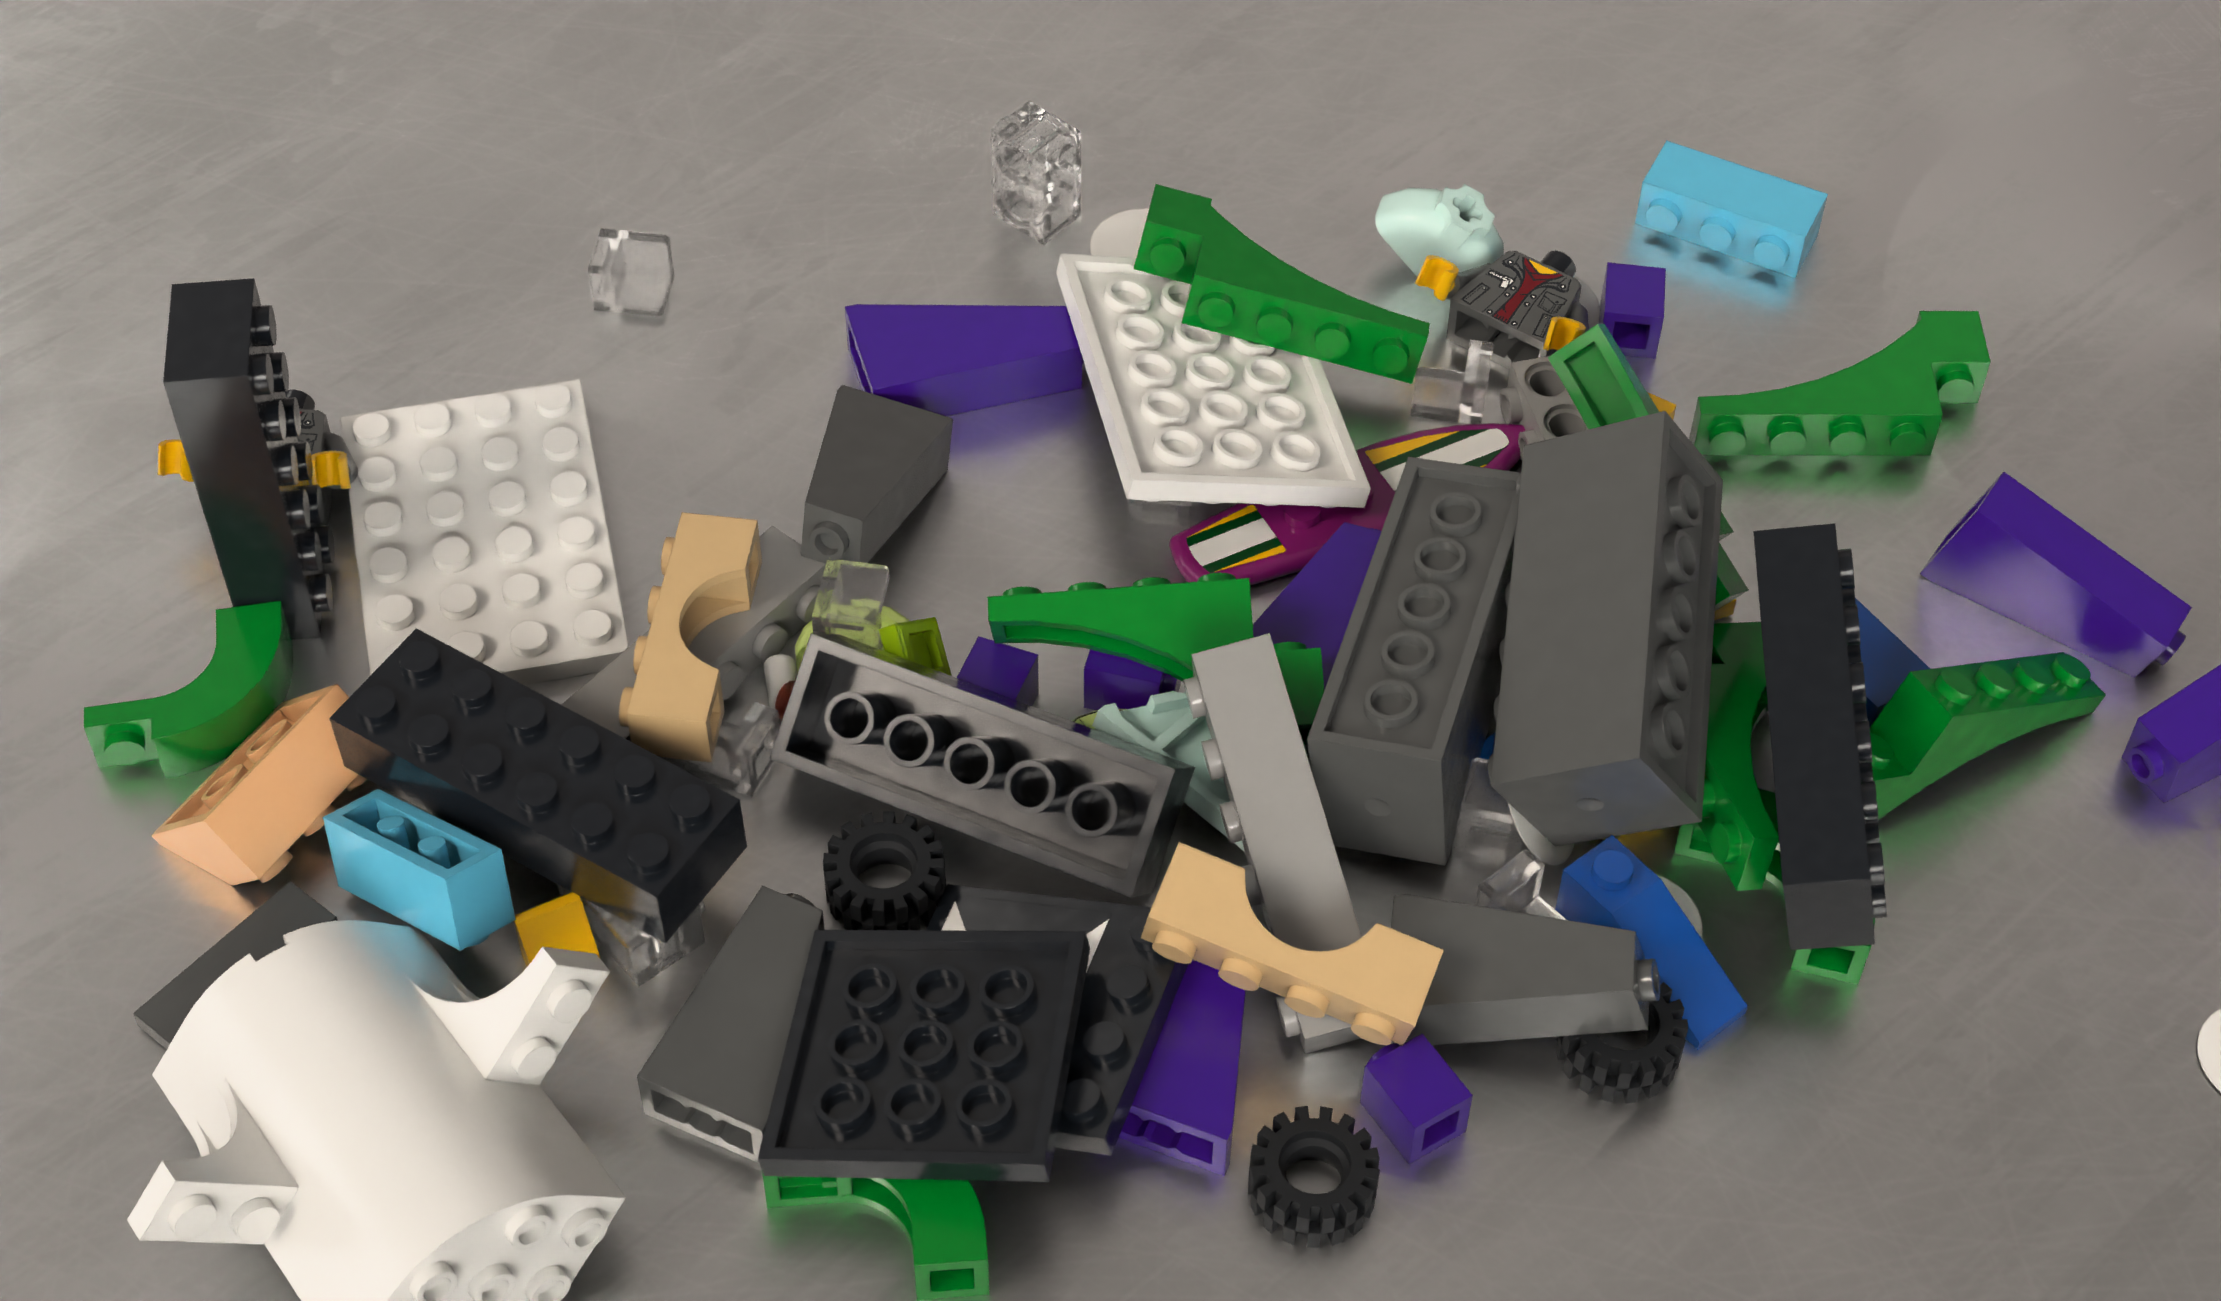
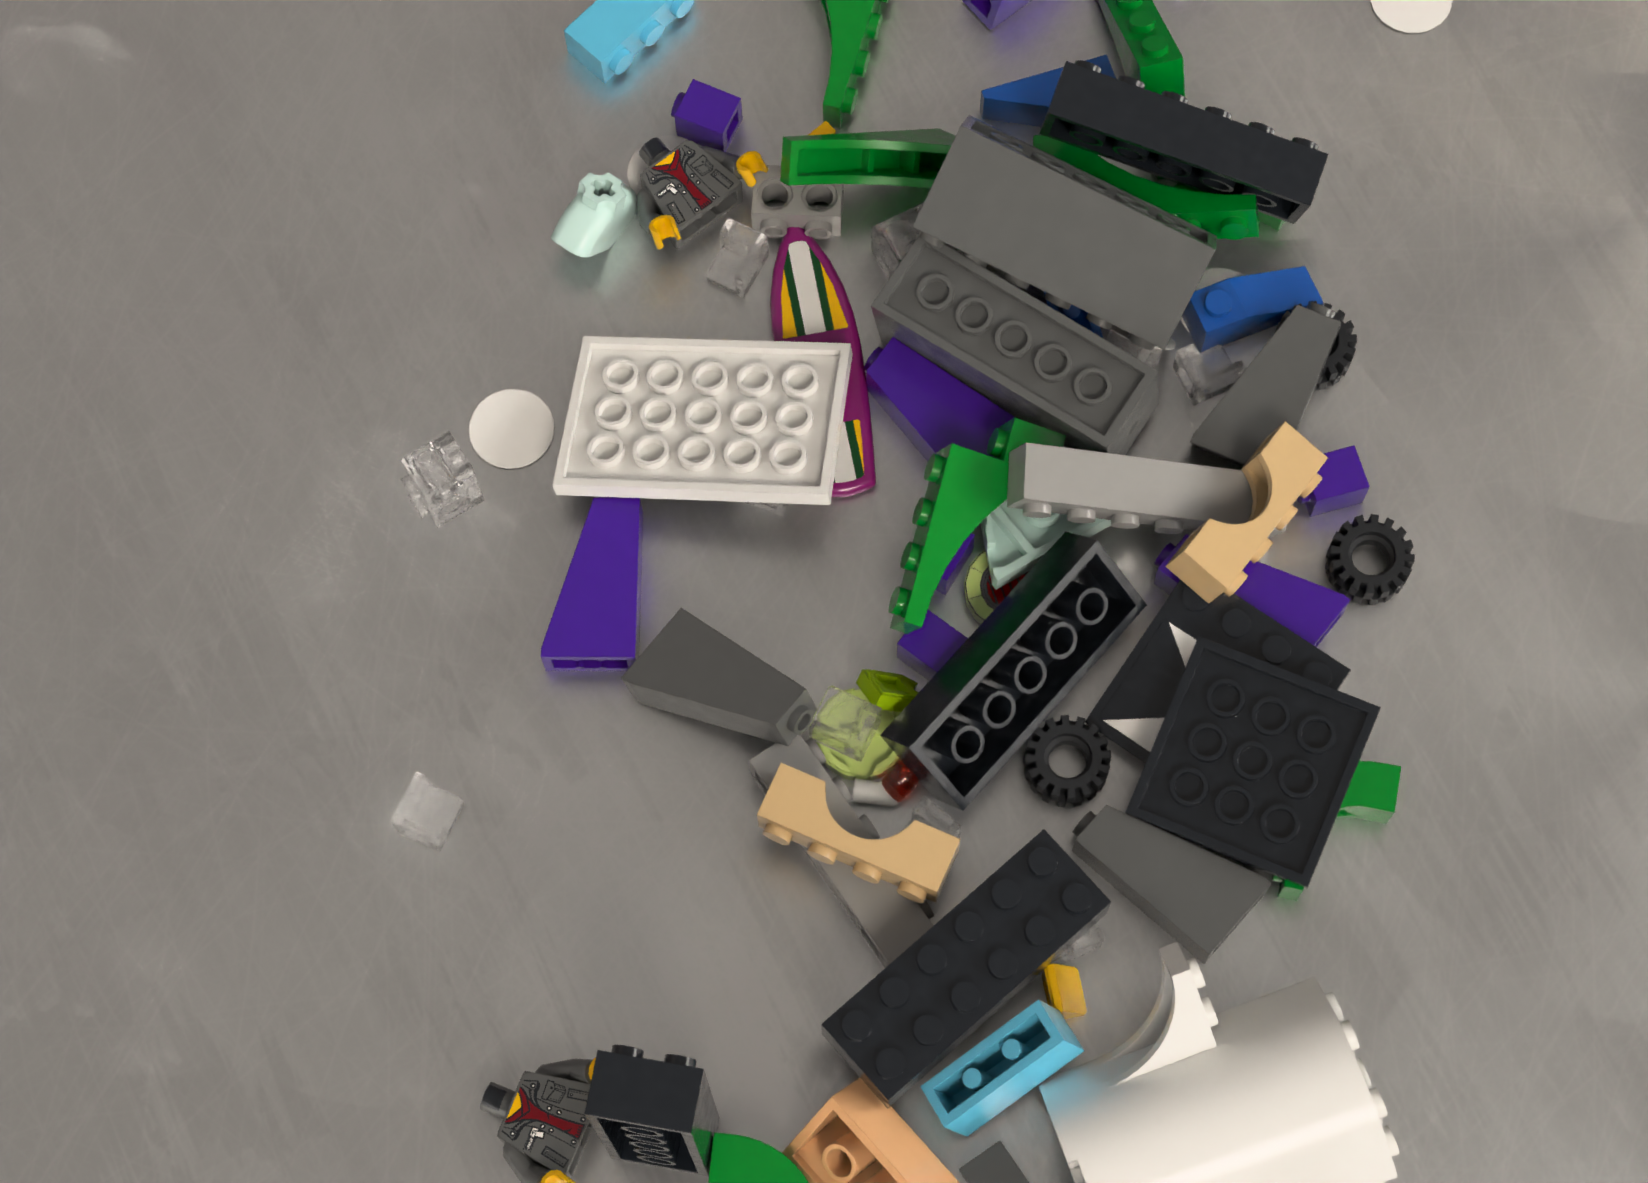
camera: 70 degrees left, 20 degrees up
(486, 532) = (667, 973): white plate -> none
(1262, 299) = (634, 367): green arch -> none

